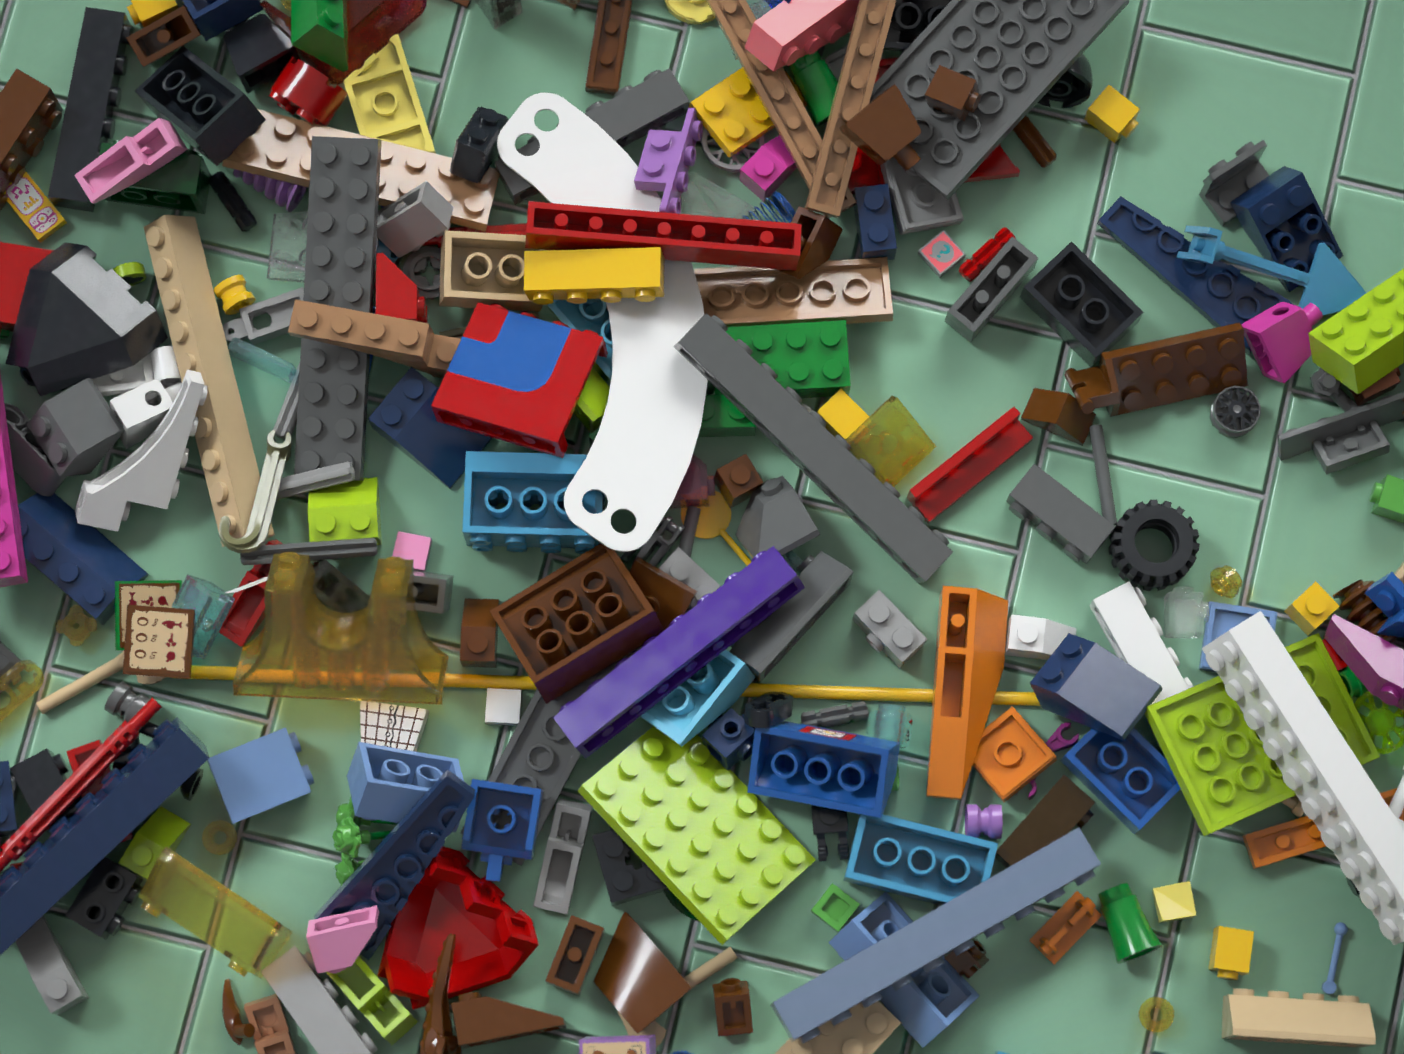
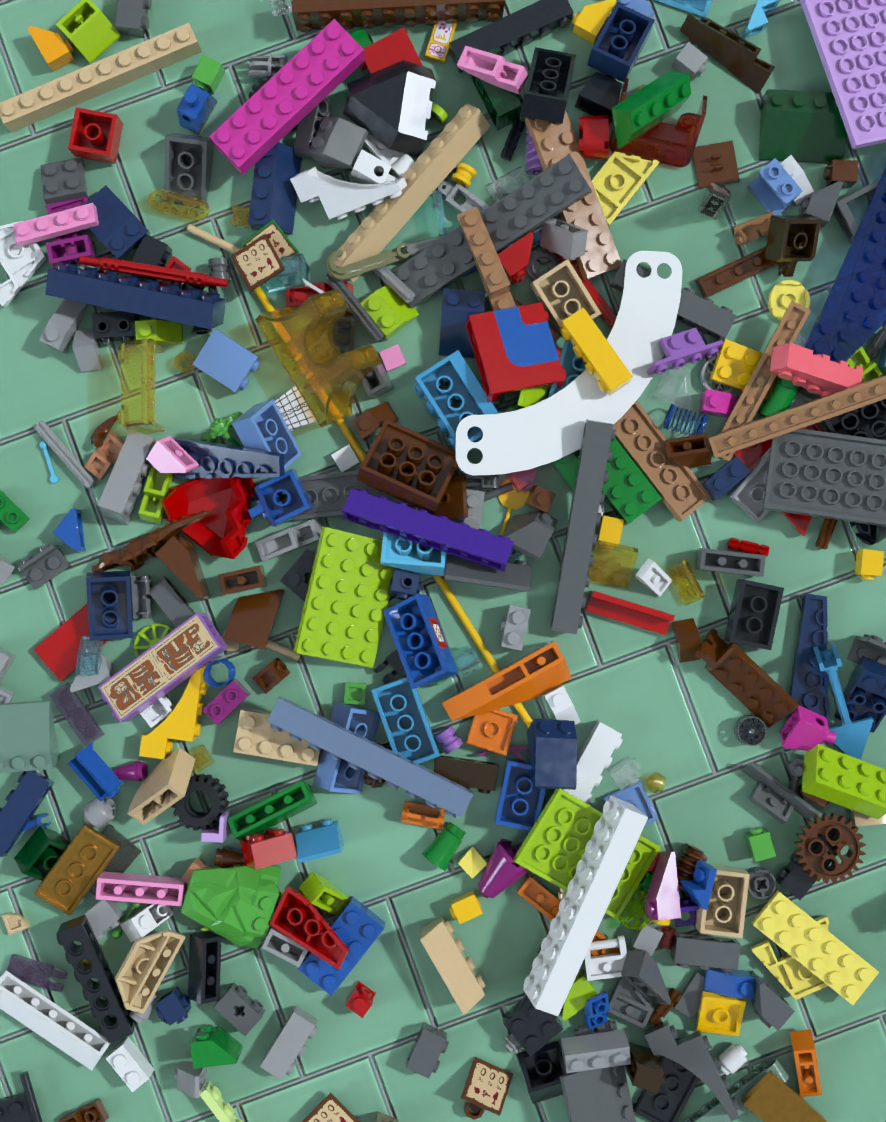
camera: 55 degrees right, 10 degrees up
(108, 960) = (87, 351): none -> light grey slope
(164, 36) = (573, 40): reddish brown slope -> none
(477, 145) = (625, 243): black brick -> none
(679, 235) = (645, 379): red brick -> none
(768, 709) = (431, 594): black beam -> none
(836, 715) = (453, 629): dark grey axle -> none
(885, 129) = (778, 451): reddish brown torso -> none
(941, 253) = (732, 523): tile -> none
(944, 402) = (653, 577): none -> white slope
(953, 93) = (822, 473): reddish brown brick -> none
(979, 365) = (685, 582): none -> clear yellow plate
(1059, 514) = (633, 675): dark grey brick -> none
(1103, 473) = (670, 683): dark grey bar -> none
(1166, 1010) = (409, 895): clear yellow plate -> none
(1172, 524) = (662, 747): black tyre -> none
(1211, 867) = (500, 870): none -> magenta cone
(1311, 608) = (671, 836): yellow brick -> none
(1329, 986) = (482, 966): medium blue hinge -> none

